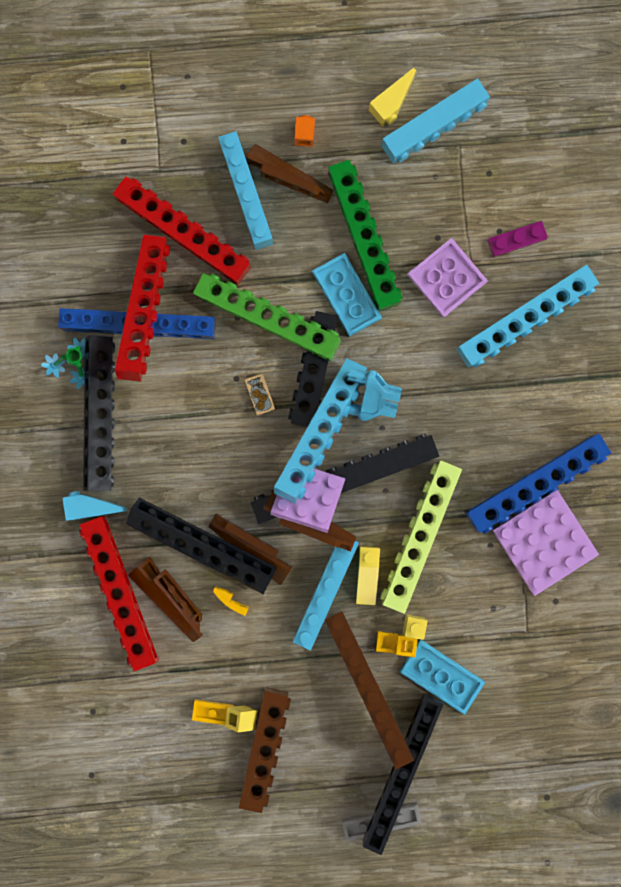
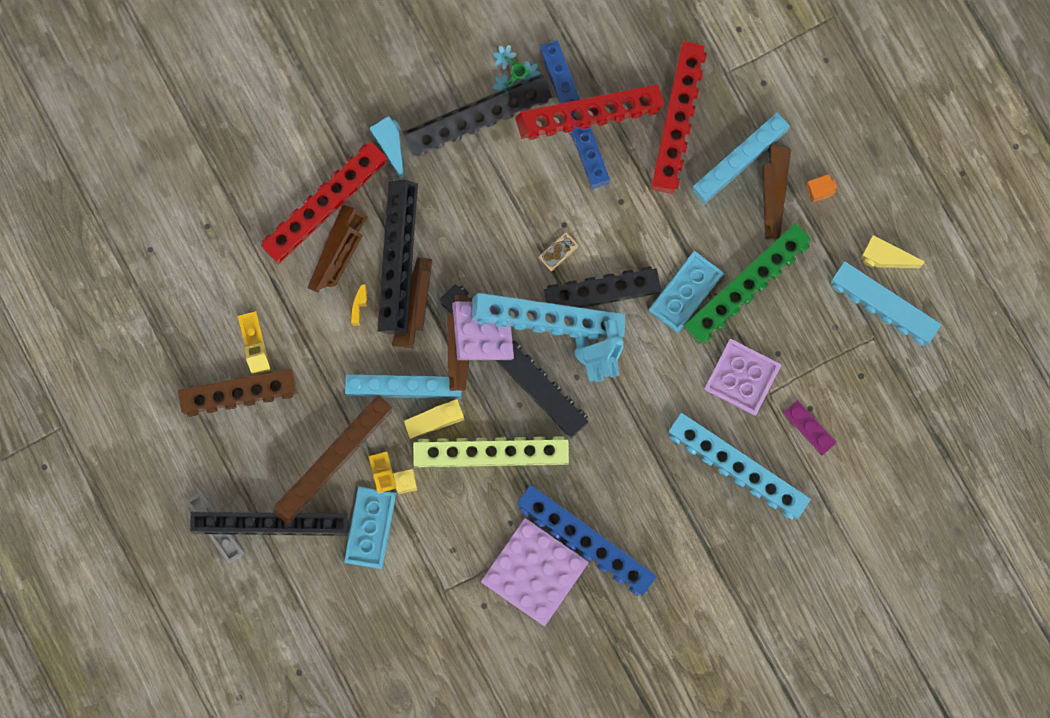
camera: 75 degrees right, 5 degrees down
(209, 283) = (632, 162): bright green brick -> none

